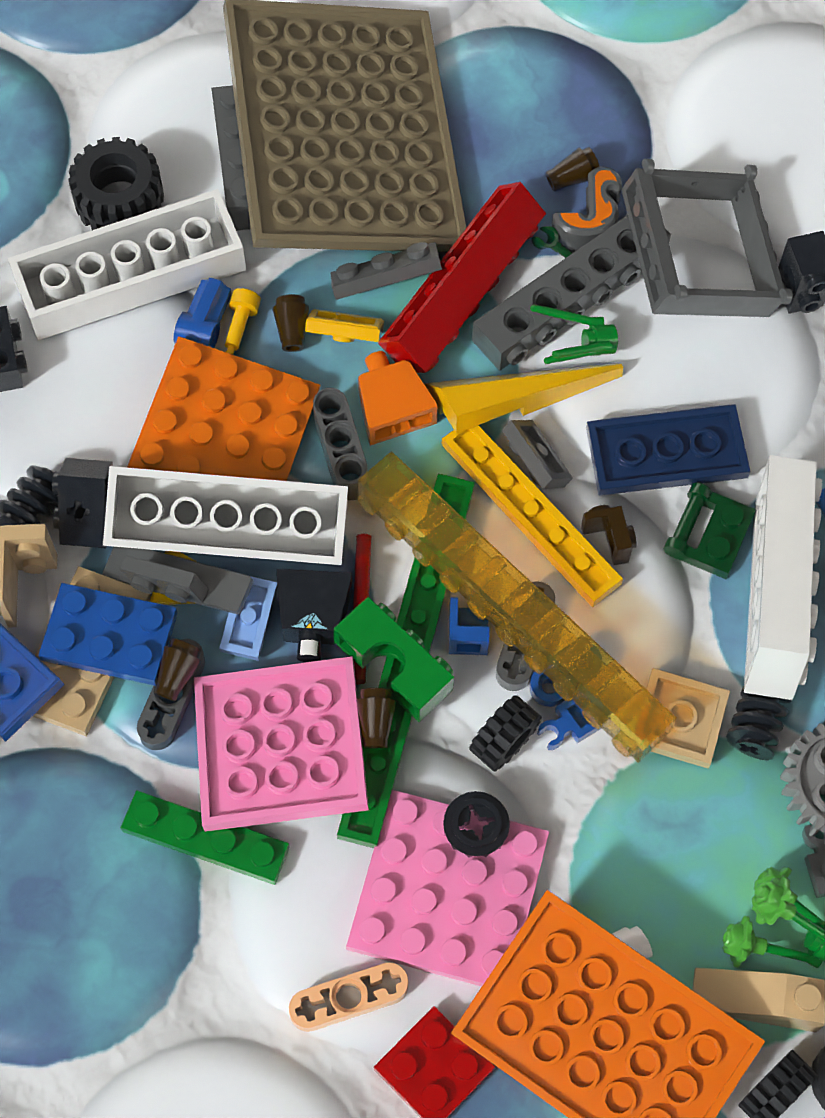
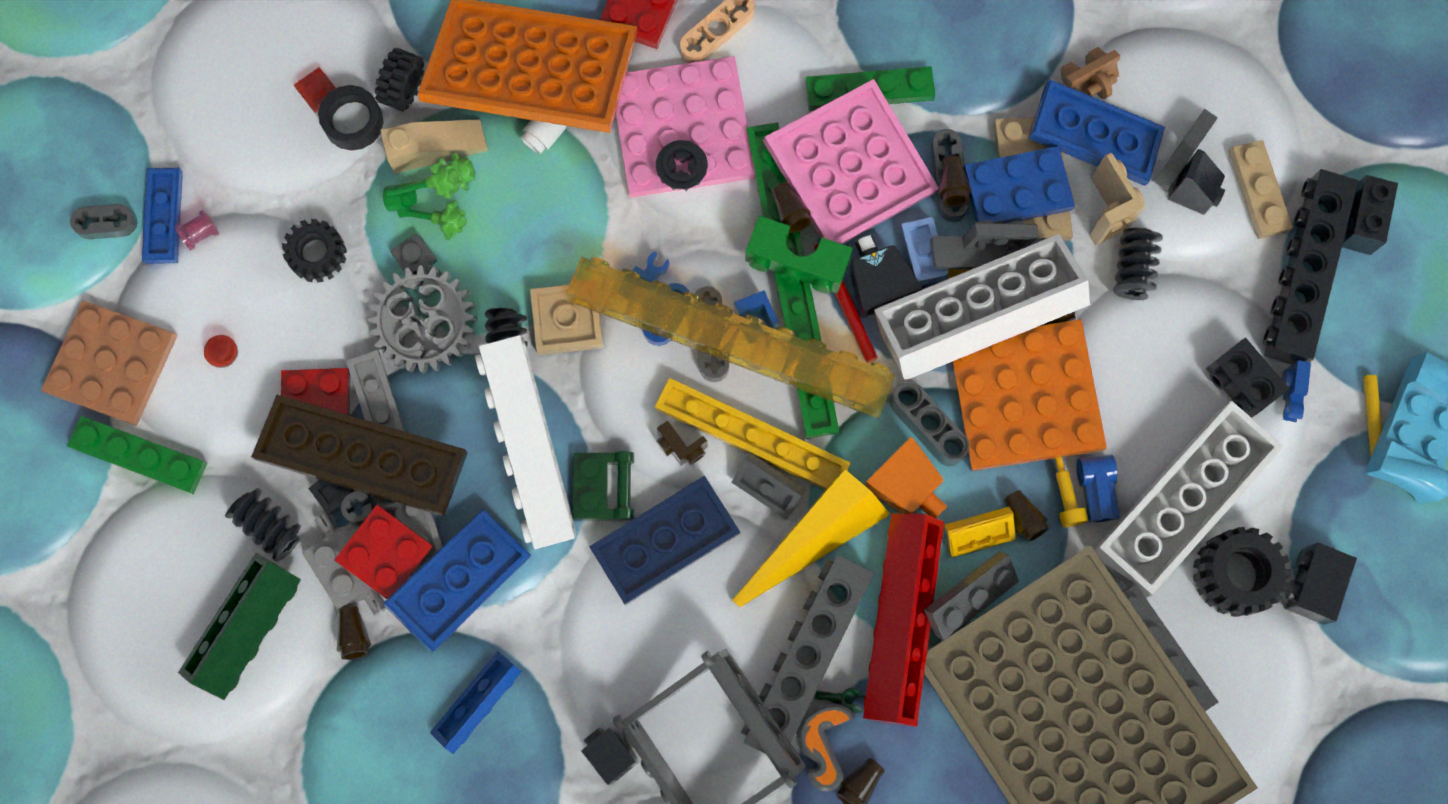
camera: 155 degrees right, 10 degrees up
(46, 152) = (1320, 583): none -> black brick
(81, 501) = (1105, 272): black brick -> none
(505, 733) = (690, 240): black tyre -> none
(595, 341) = (764, 612): green plant -> none

